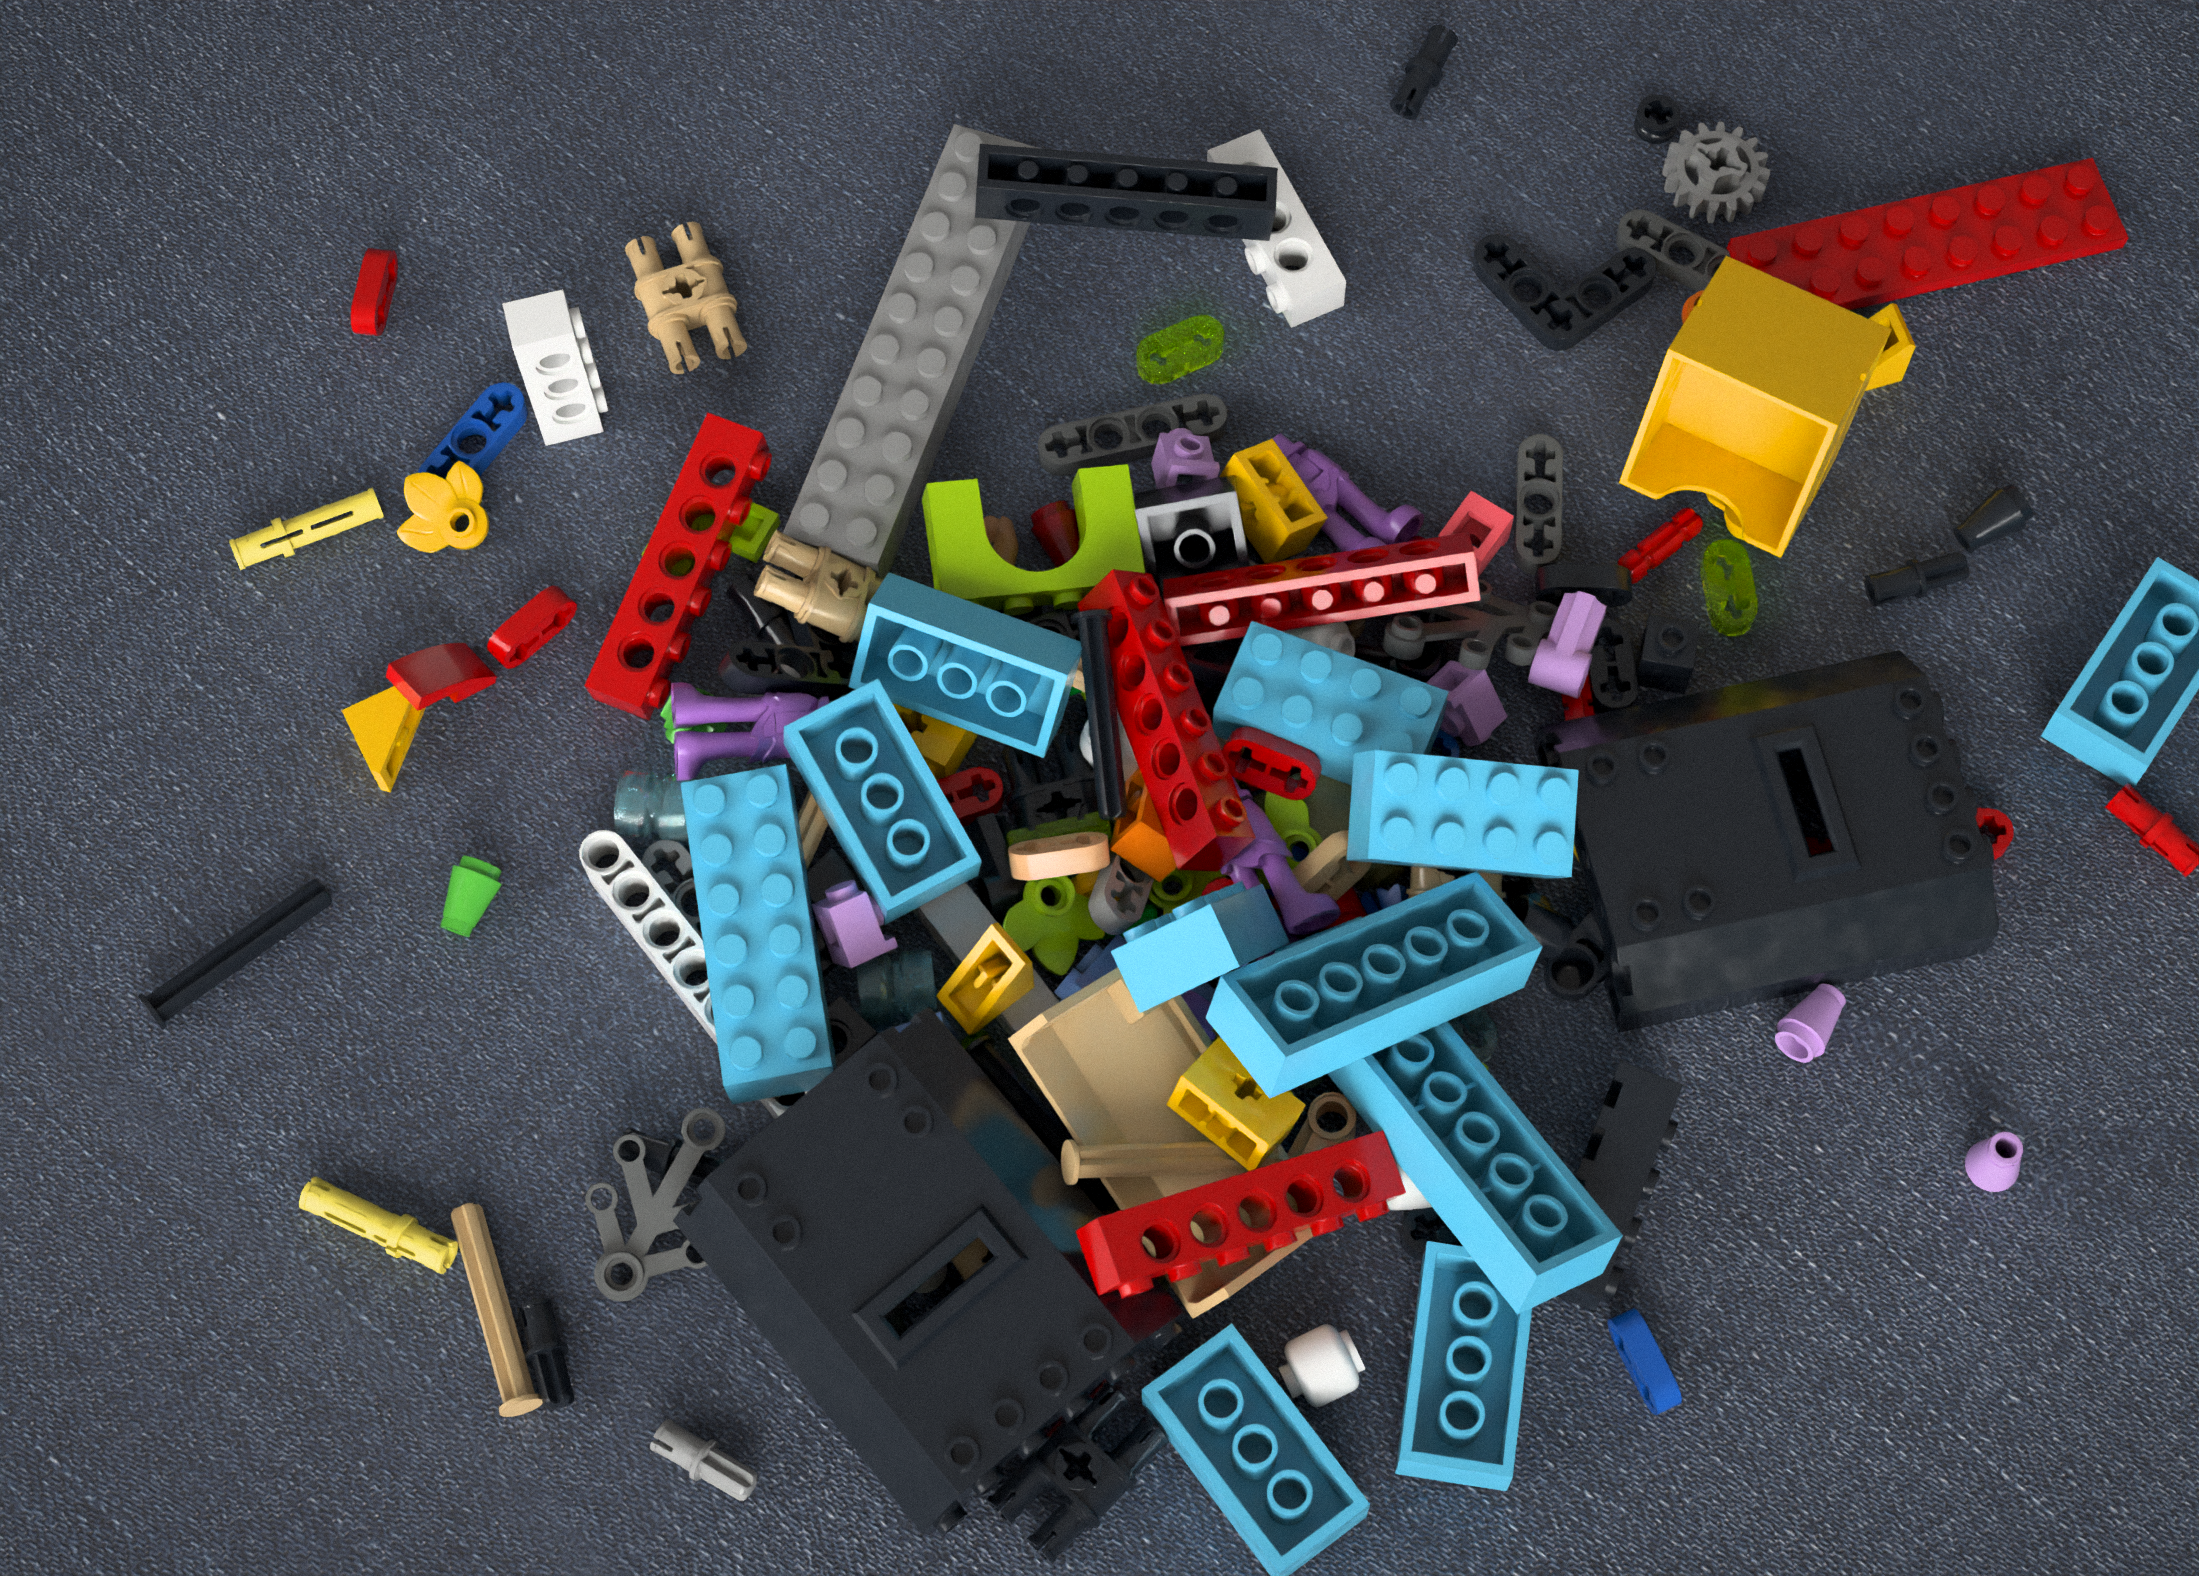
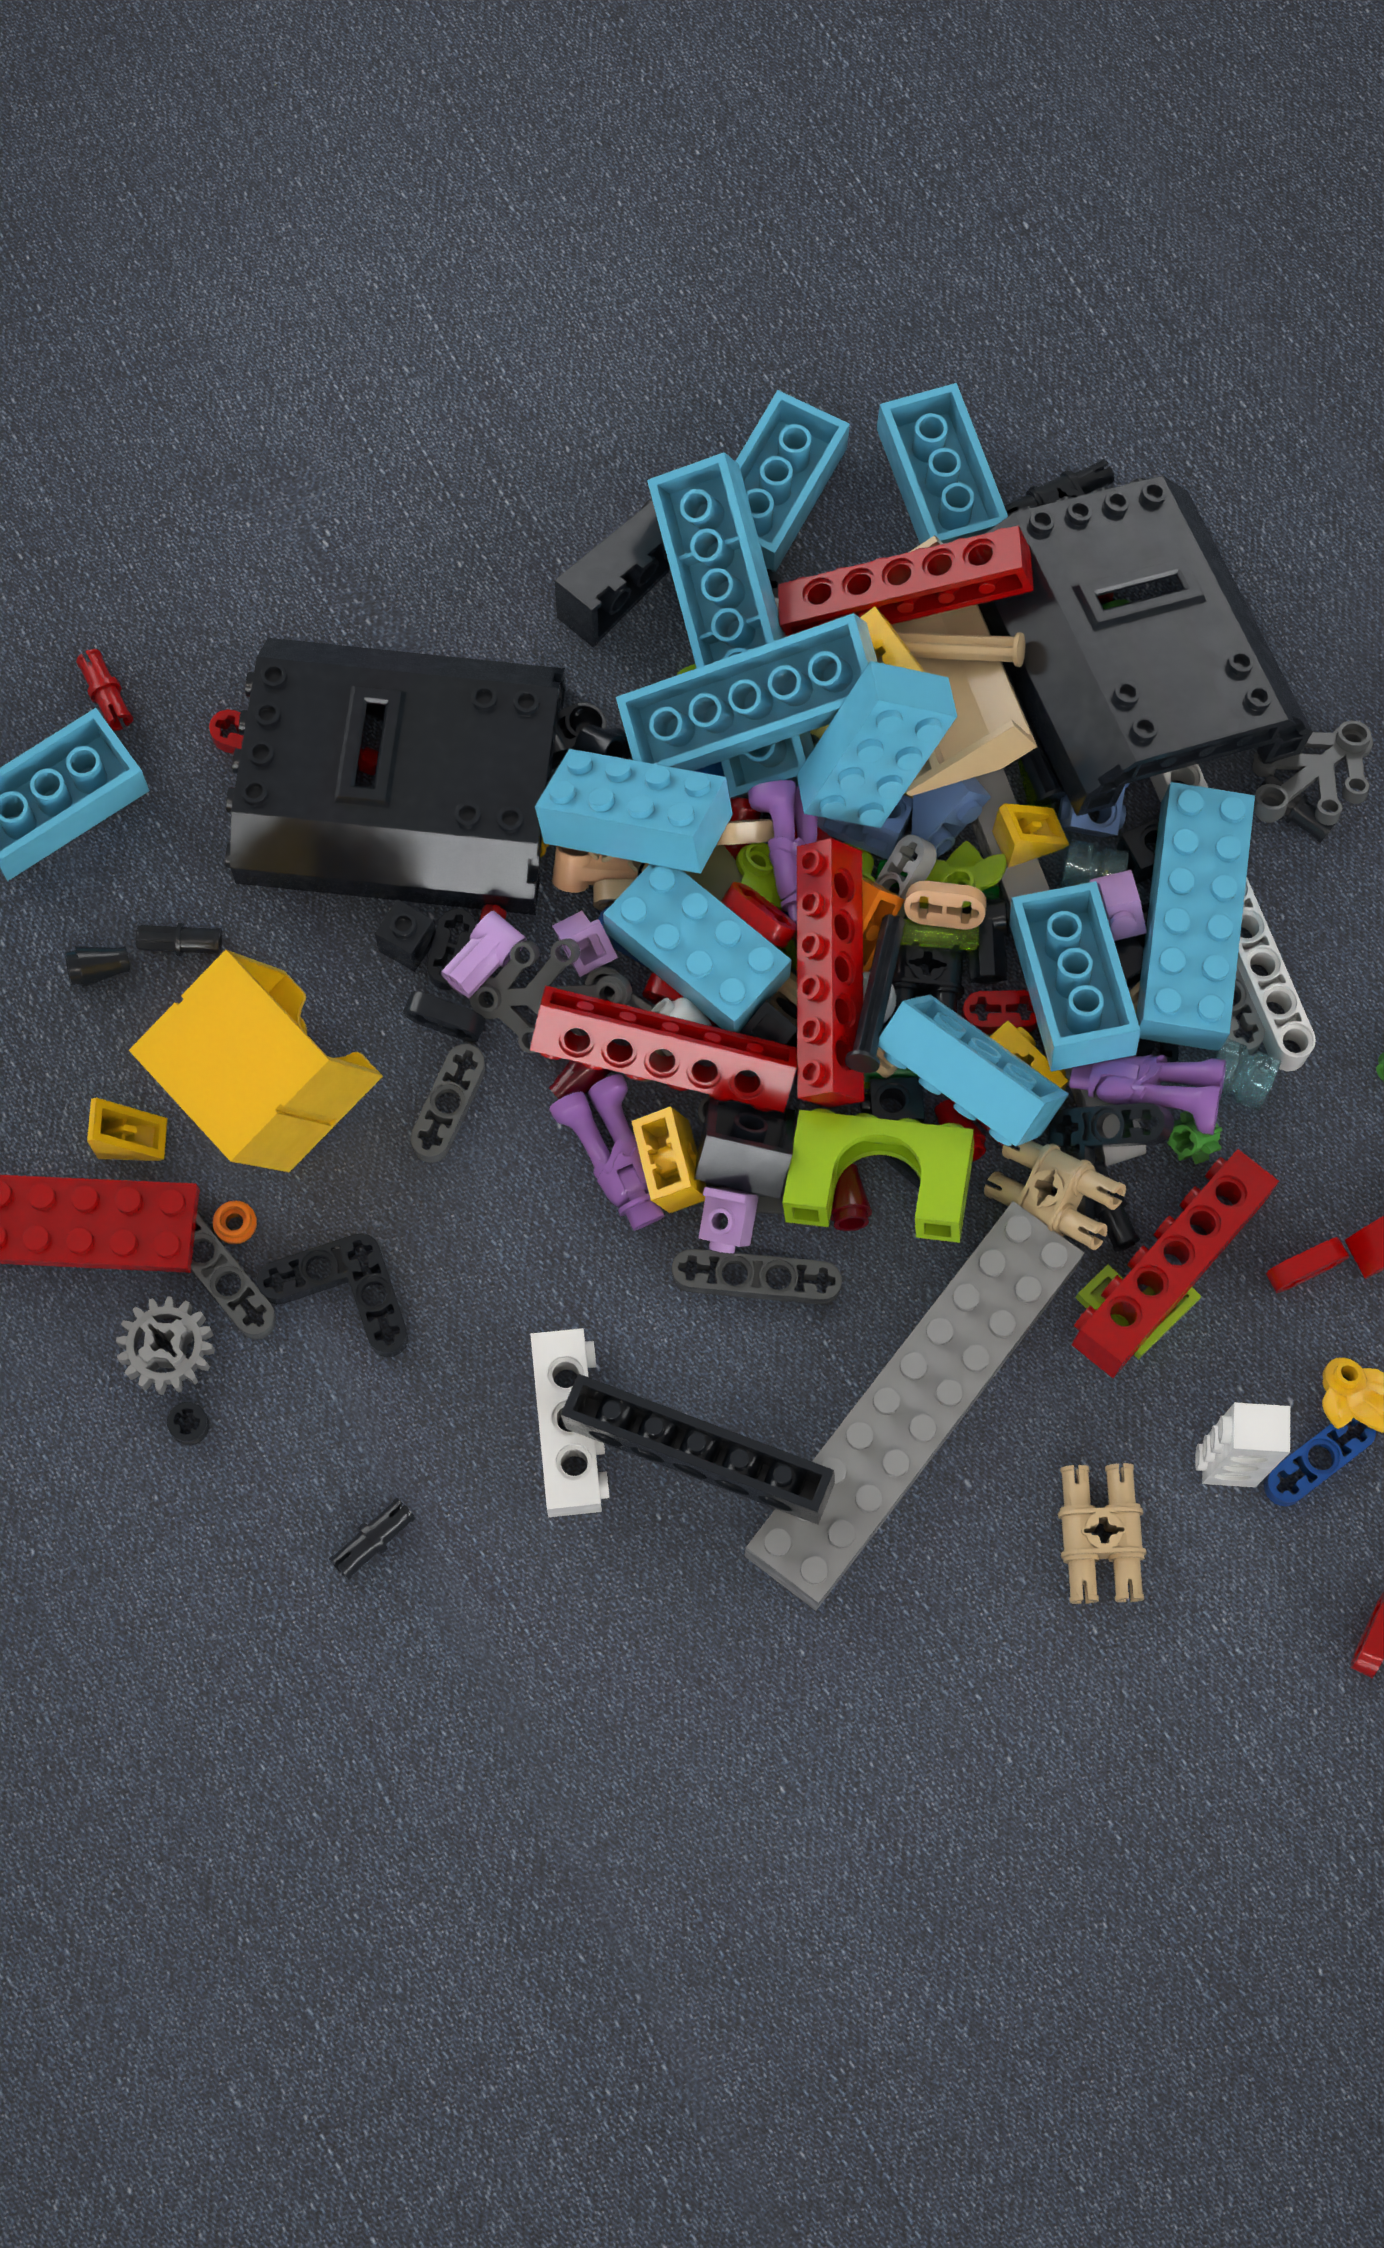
camera: 165 degrees left, 5 degrees up
(704, 1460) = (1323, 599): light grey axle -> none
(1004, 537) = (896, 1206): medium nougat arm -> none
(1180, 350) = (688, 1331): clear neon green beam -> none
(1321, 1365) = (873, 519): white head -> none
(1486, 524) = (517, 1067): coral brick -> none
(1644, 1361) = (648, 452): blue beam -> none
(1661, 543) = (367, 1035): red axle -> none
(1739, 585) = (338, 986): clear neon green beam -> none
(1809, 1025) = (429, 634): lavender cone -> none
(1995, 1162) = (345, 502): lavender cone -> none

